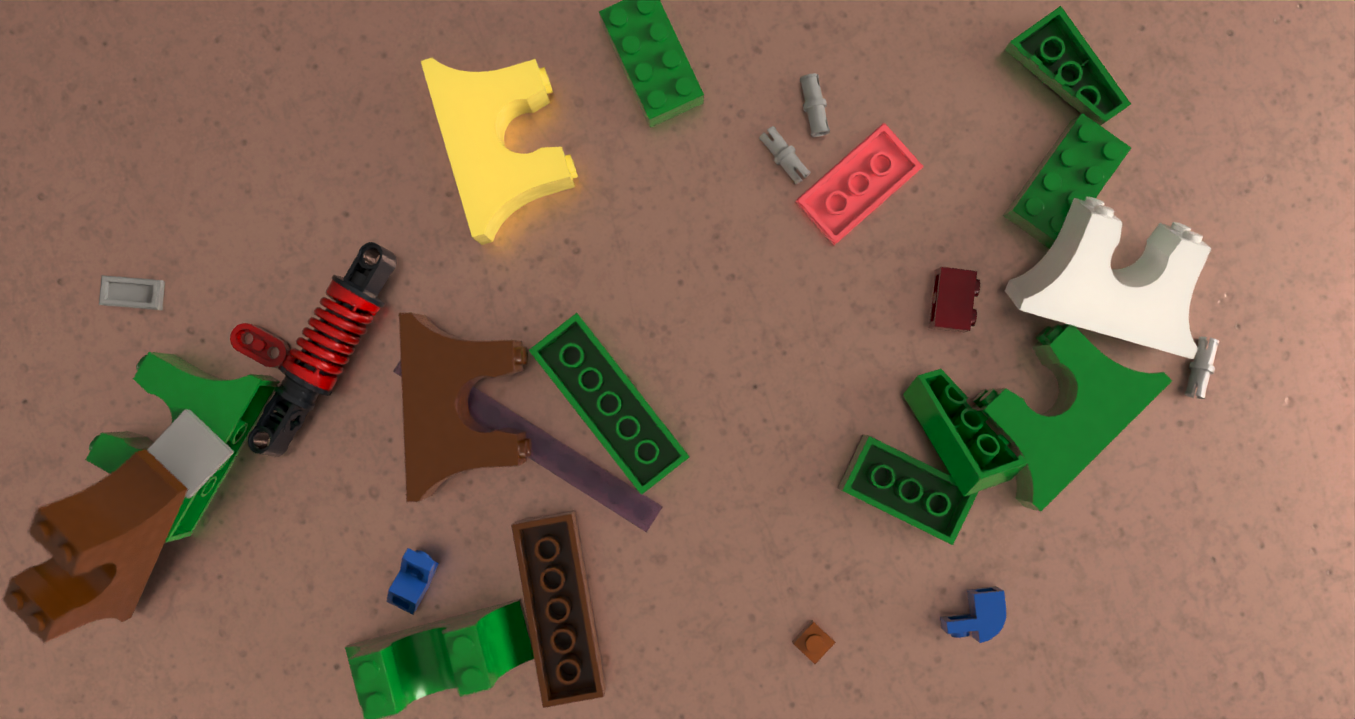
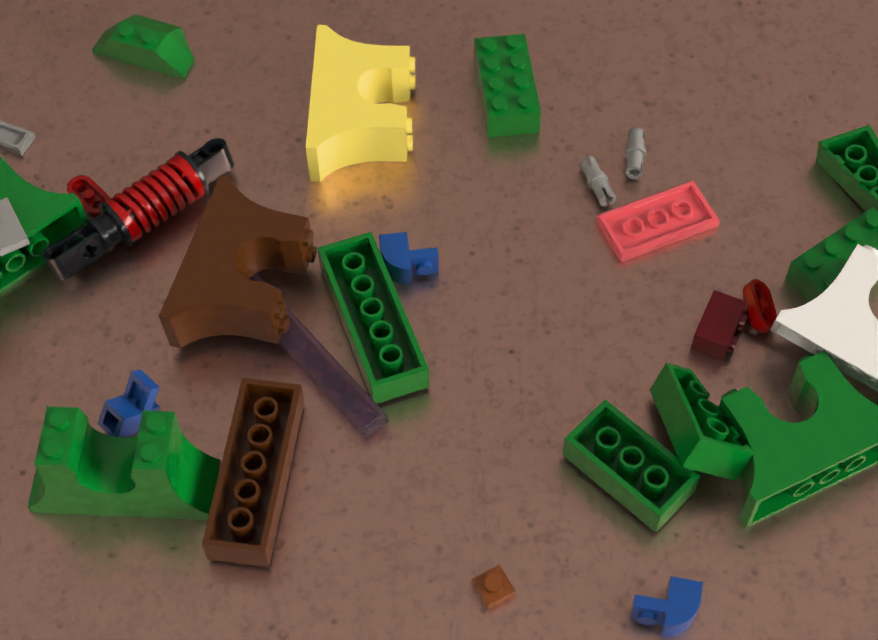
camera: 20 degrees right, 30 degrees down
(231, 120) = (147, 45): none -> green wedge
(610, 324) = (404, 262): none -> blue brick
(988, 263) = (759, 305): none -> red plate

